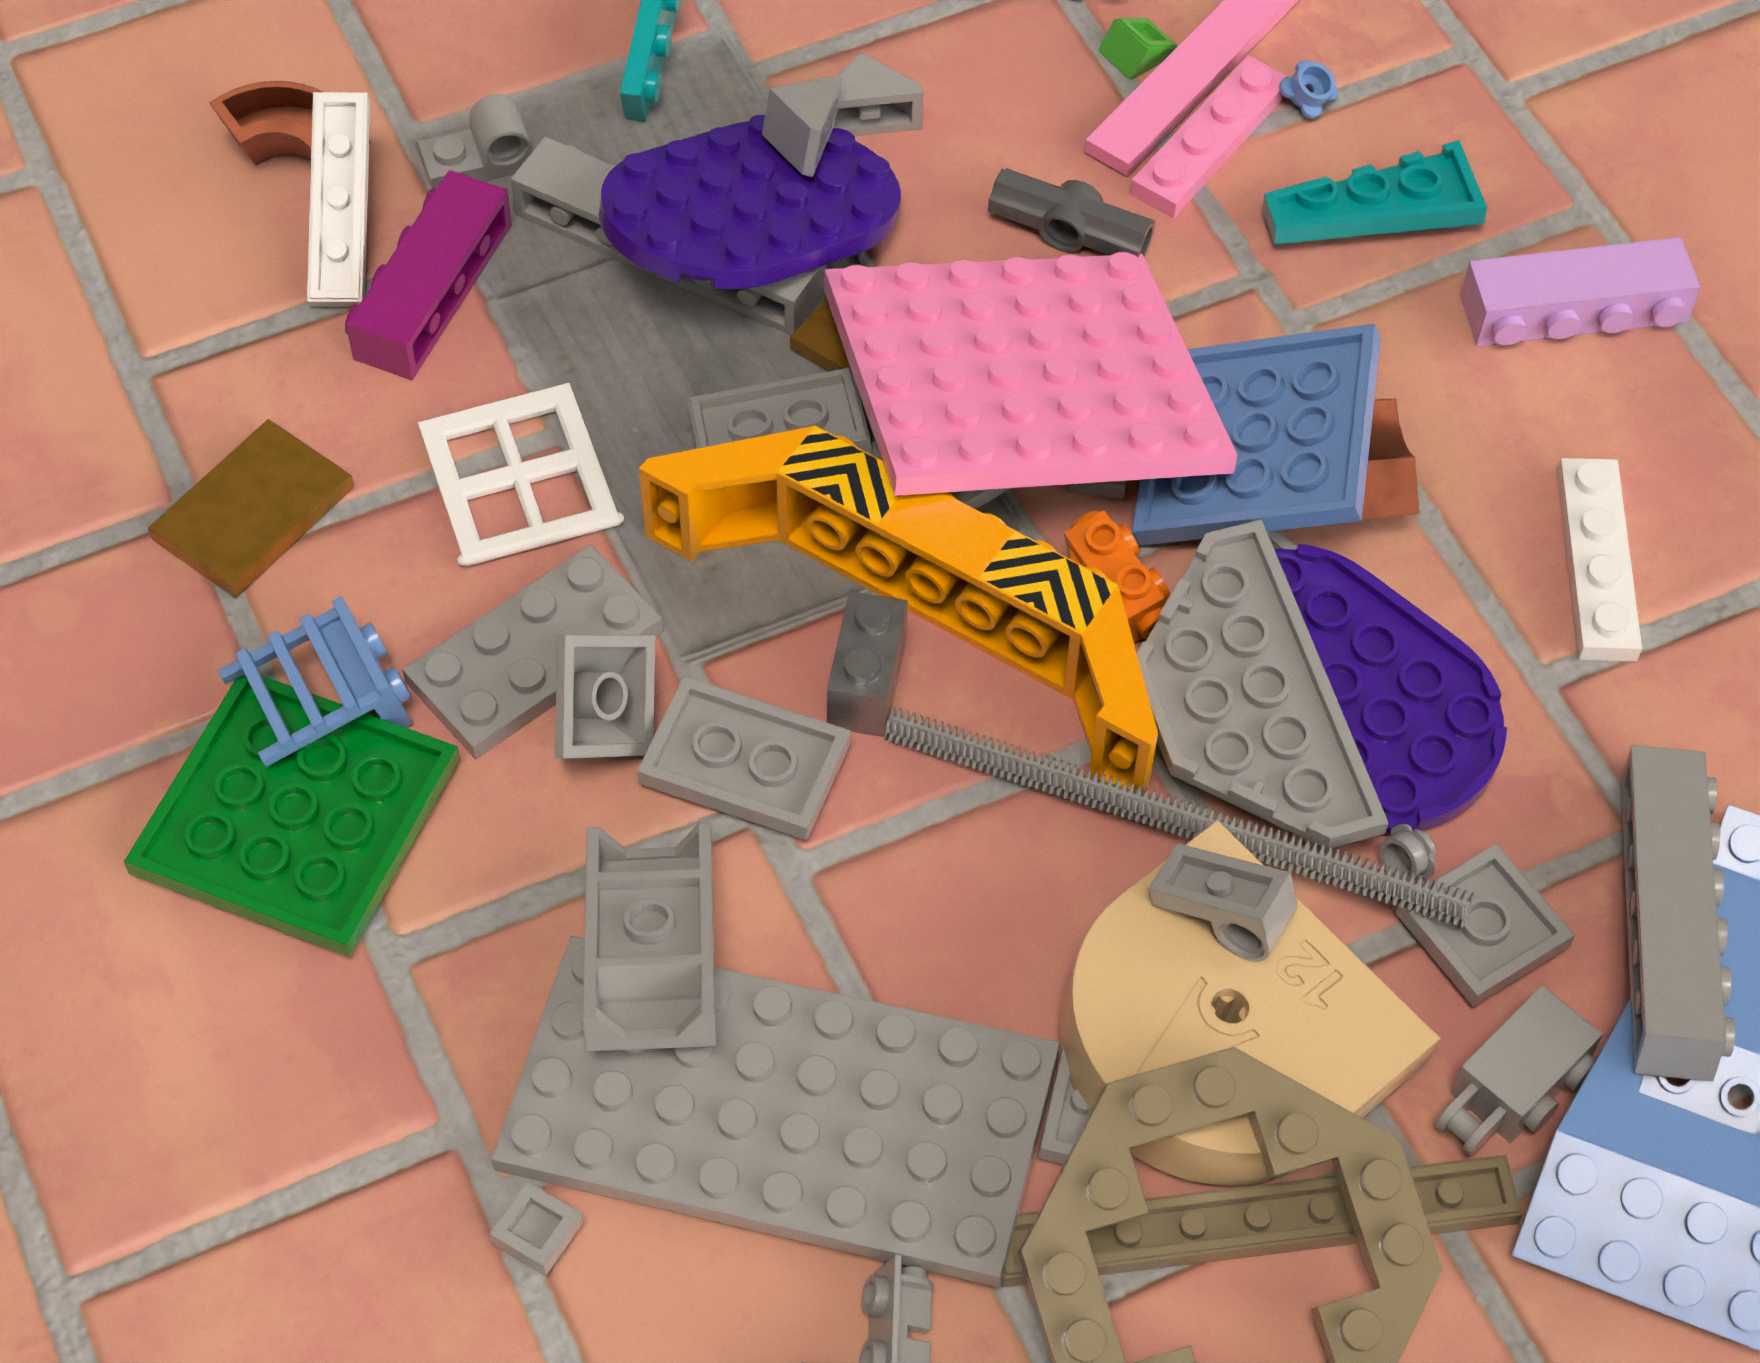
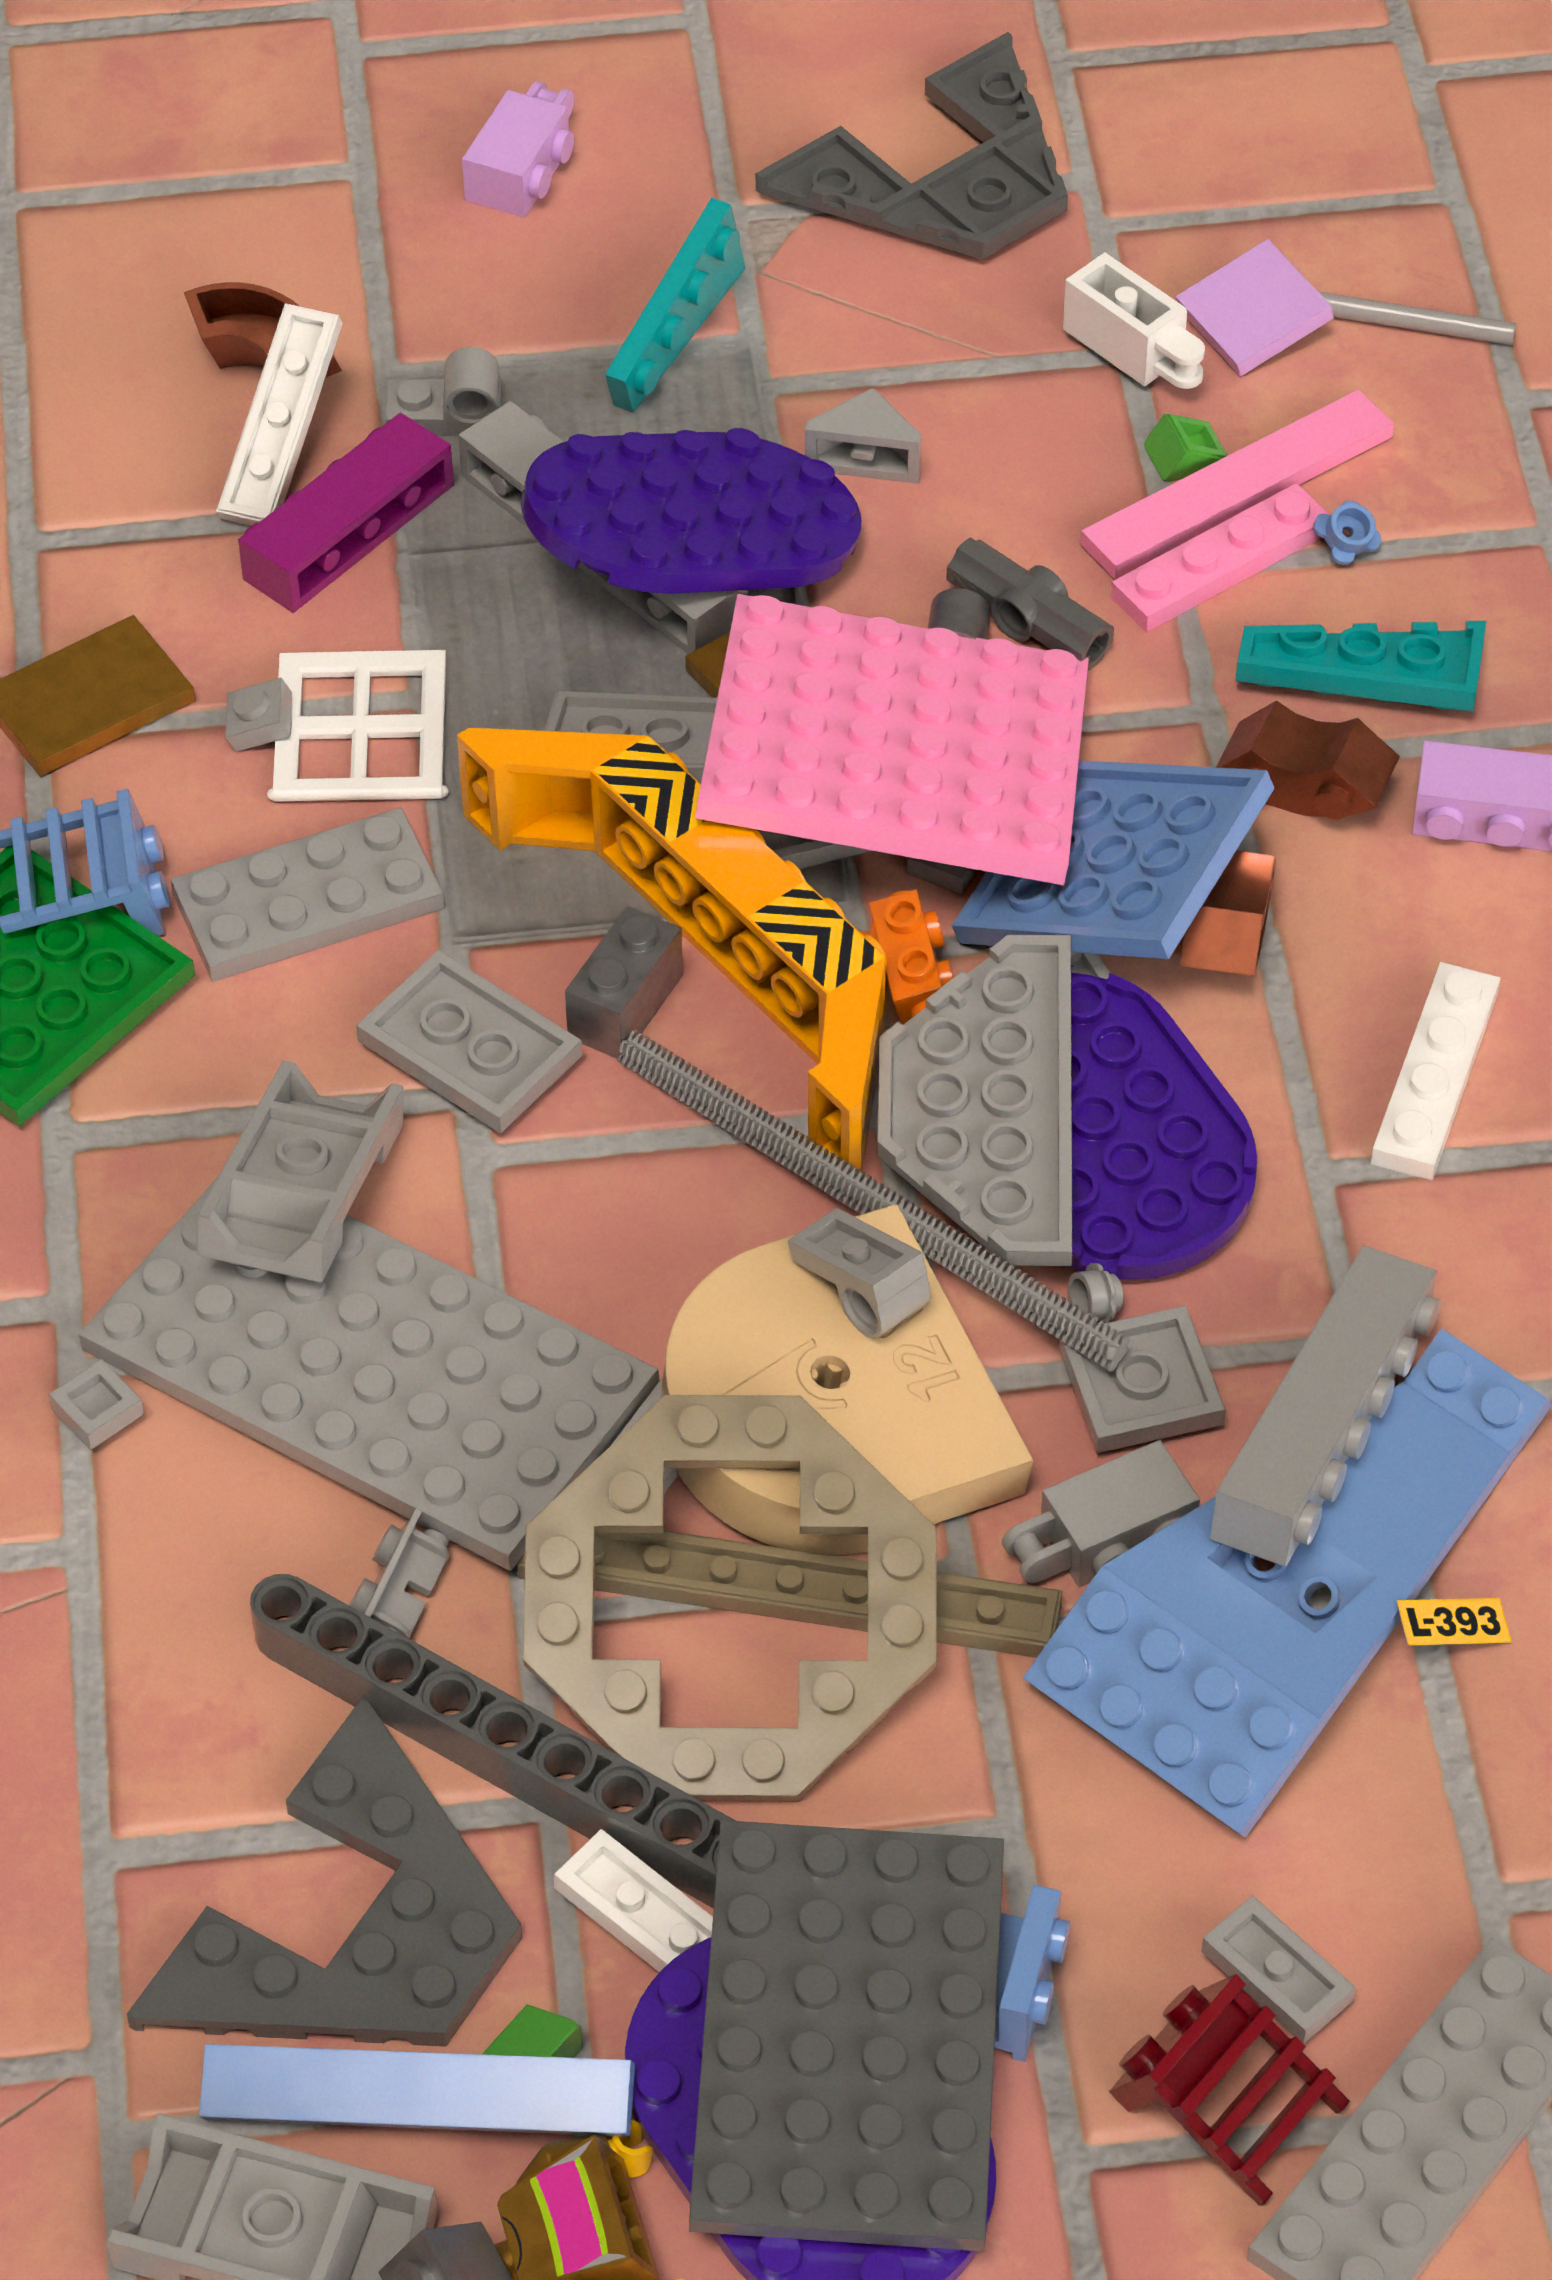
camera: 20 degrees right, 5 degrees down
(422, 487) = (258, 714): none -> light grey plate
(604, 695) = (345, 942): light grey slope -> none
(801, 120) = (779, 441): light grey slope -> none
(1012, 239) = (960, 612): none -> flat silver brick
(1402, 298) = (1312, 763): none -> copper brick

